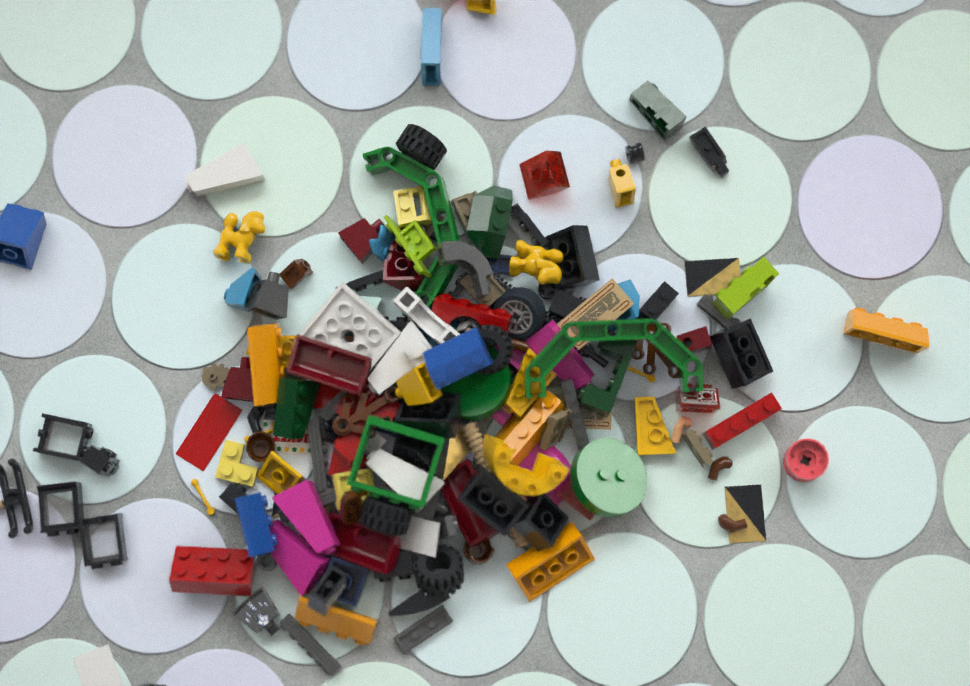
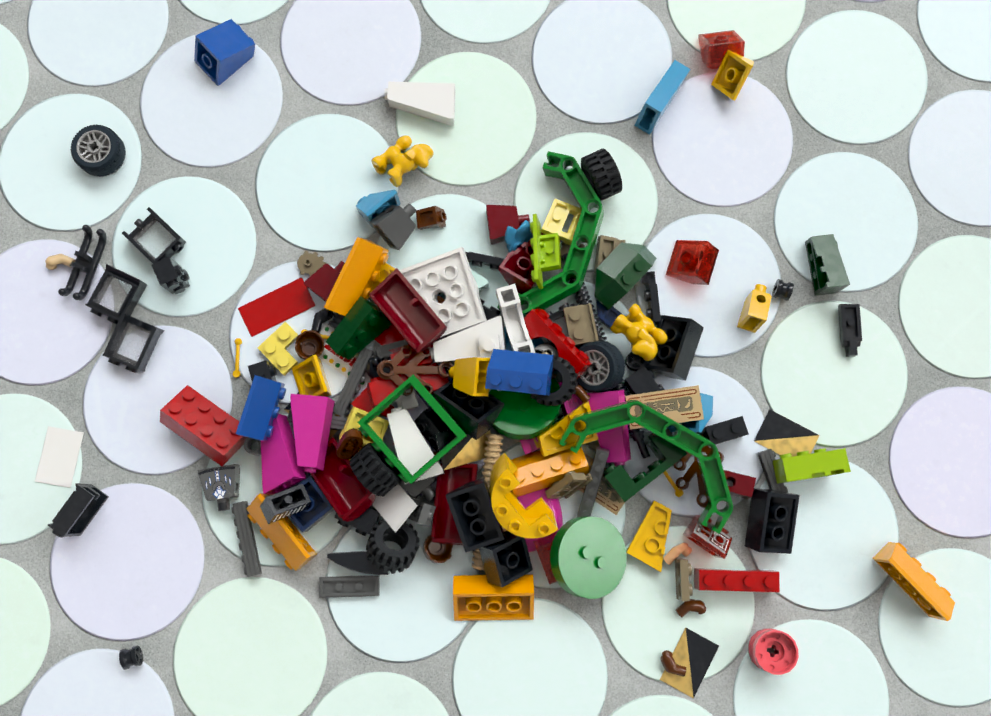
camera: 30 degrees right, 0 degrees up
(469, 258) = (584, 293): dark grey arch -> none

